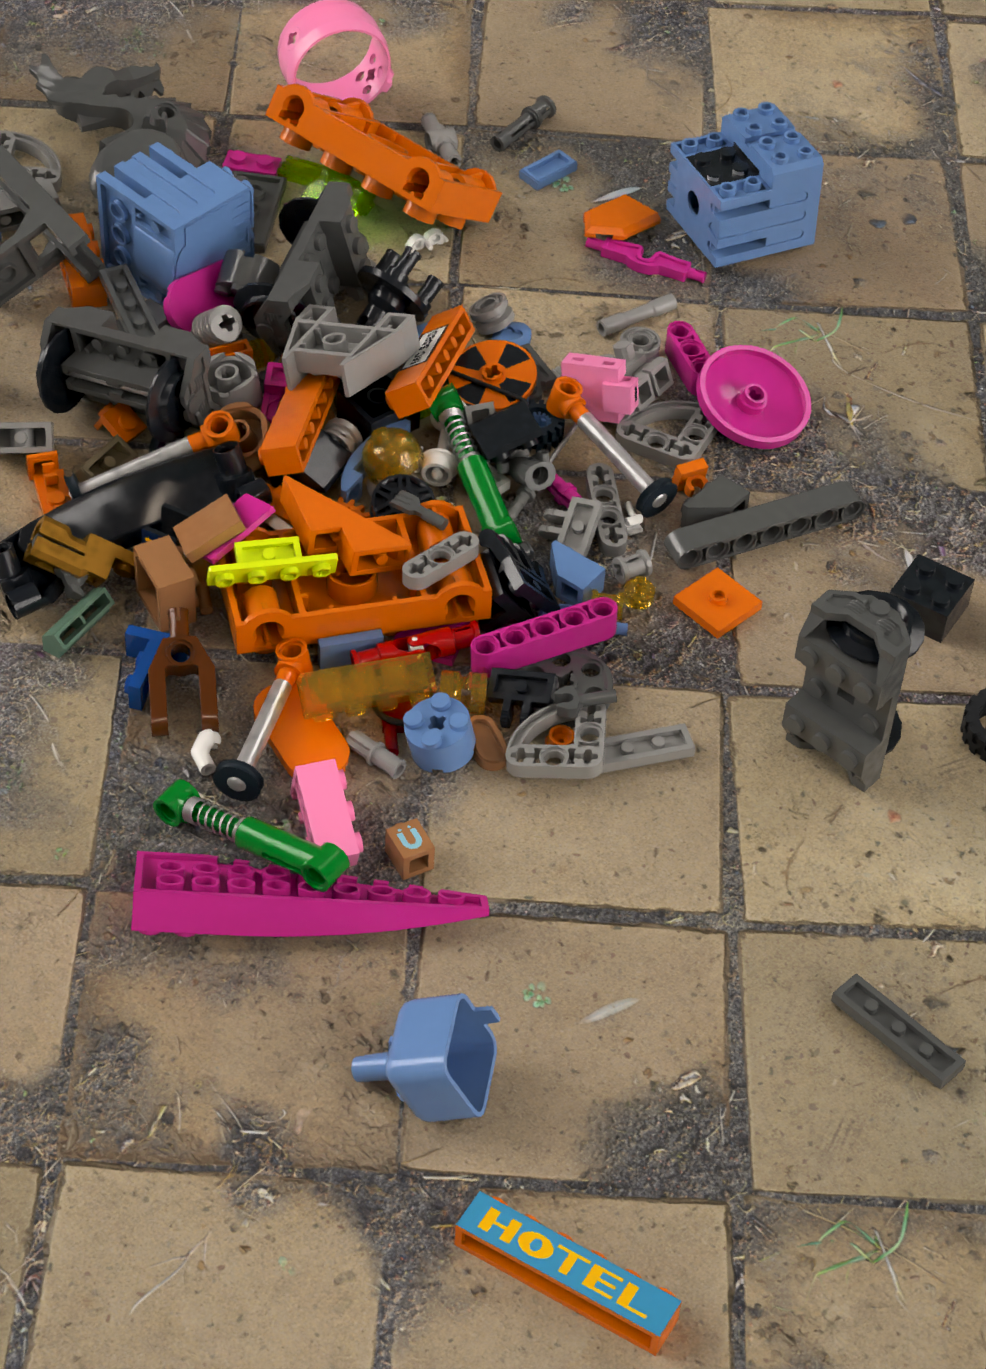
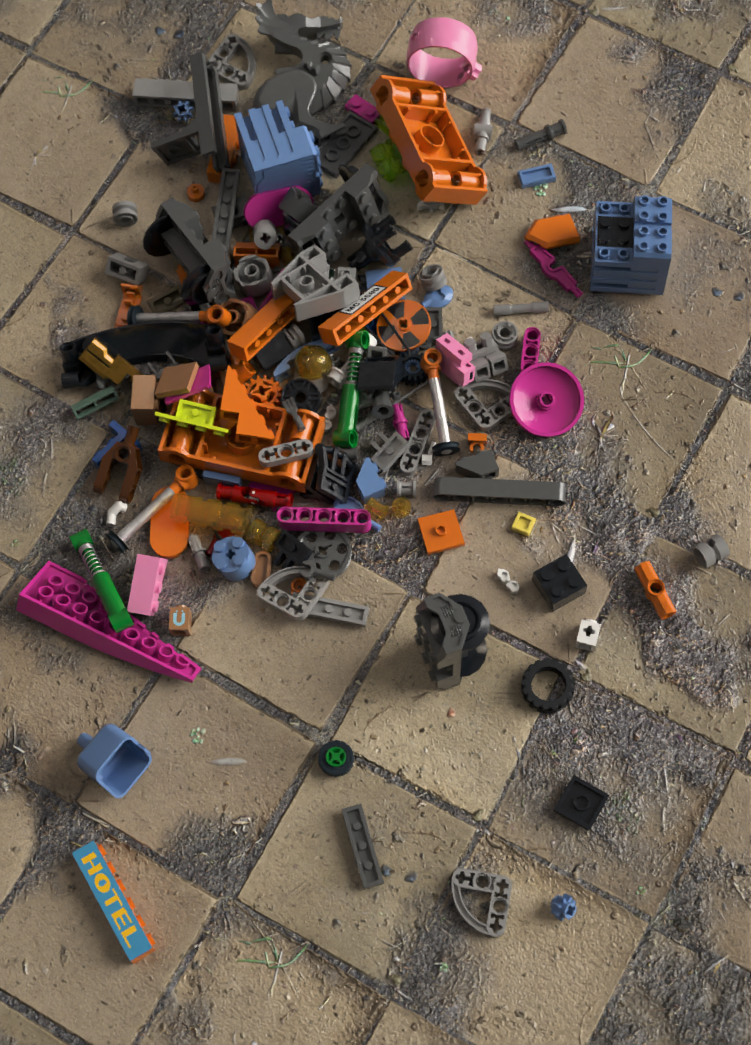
camera: 35 degrees right, 20 degrees up
(765, 924) = (336, 751): none -> black wheel
(824, 554) = (523, 524): none -> light yellow tile

